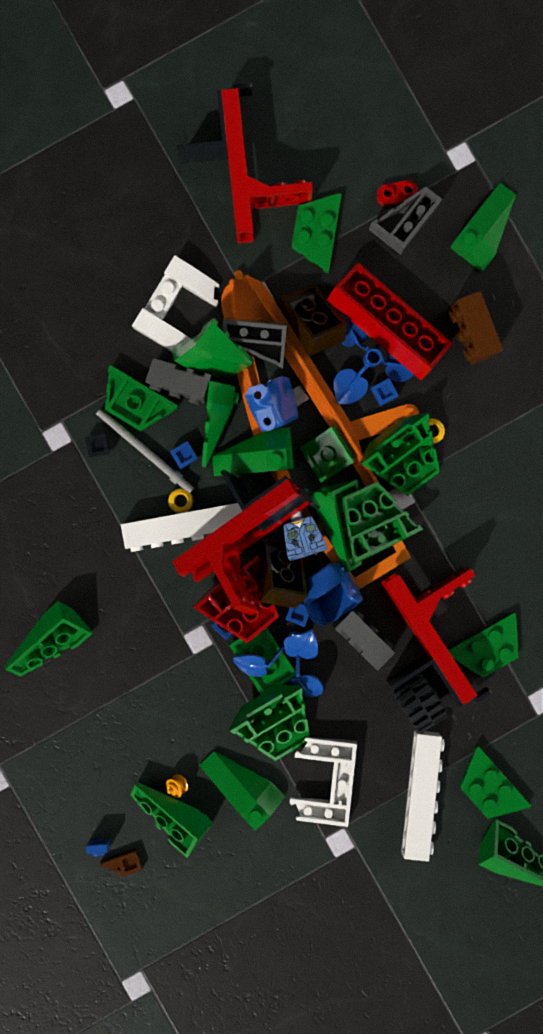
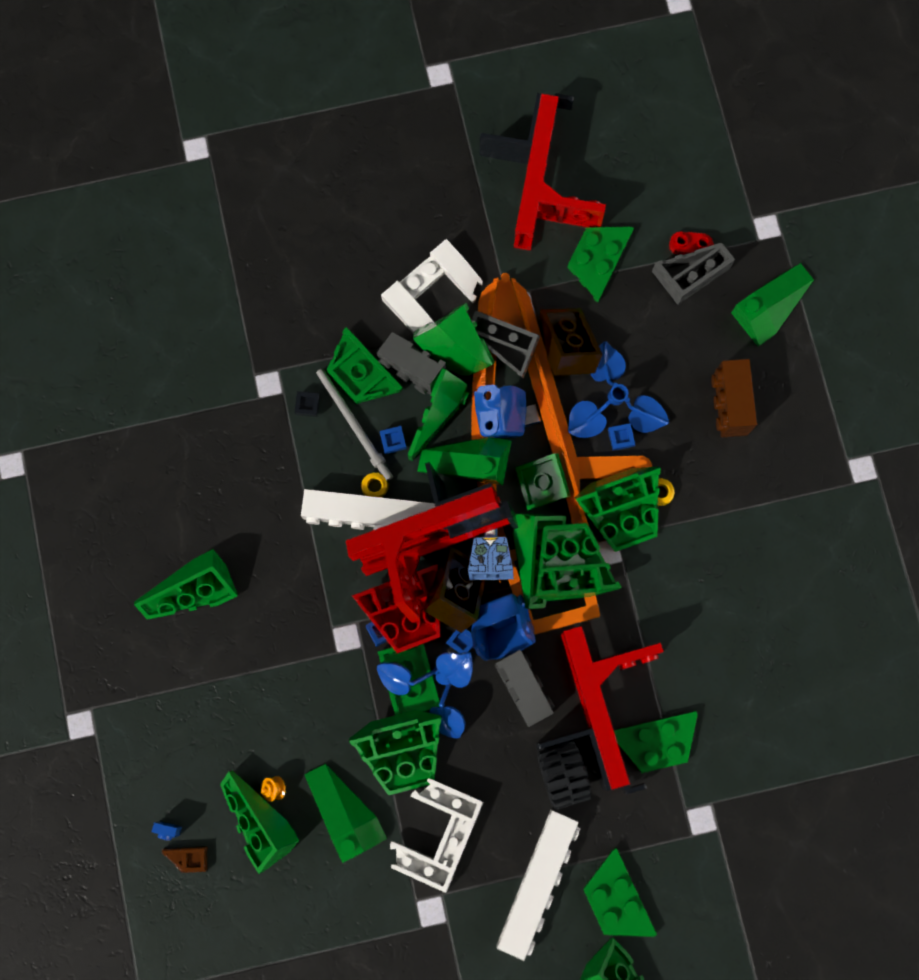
camera: 15 degrees right, 10 degrees down
(389, 321) = (646, 365): red brick -> none

